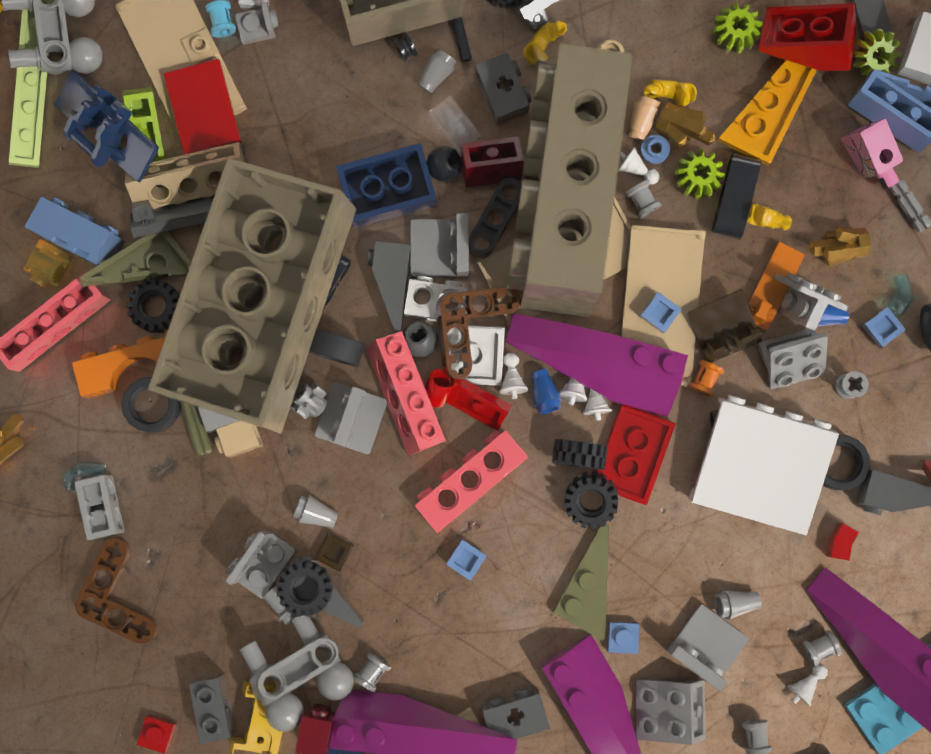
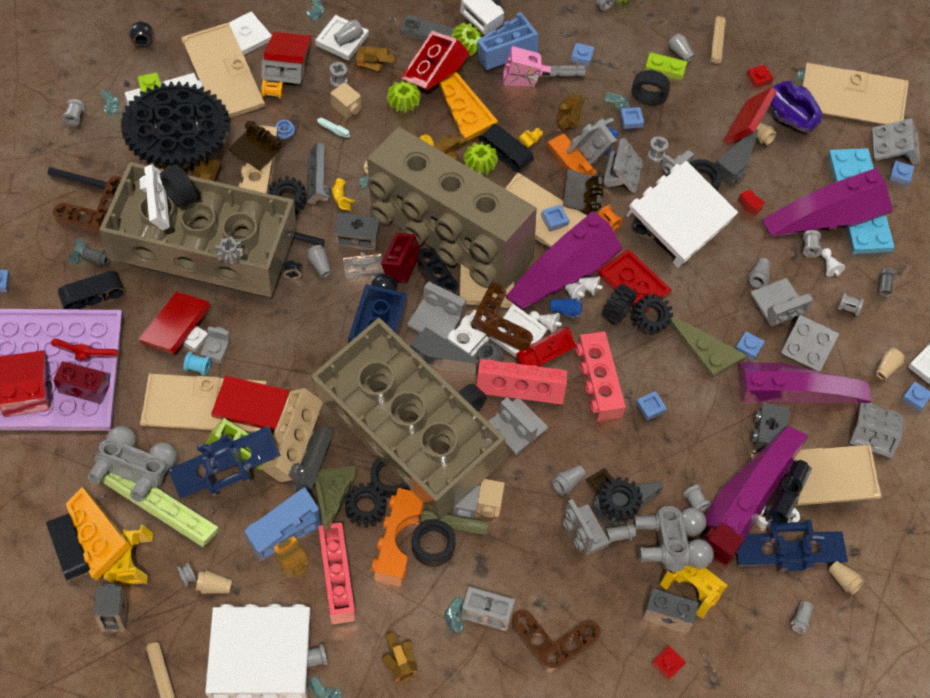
camera: 65 degrees left, 25 degrees down
(846, 425) = (668, 163): none -> light grey bracket

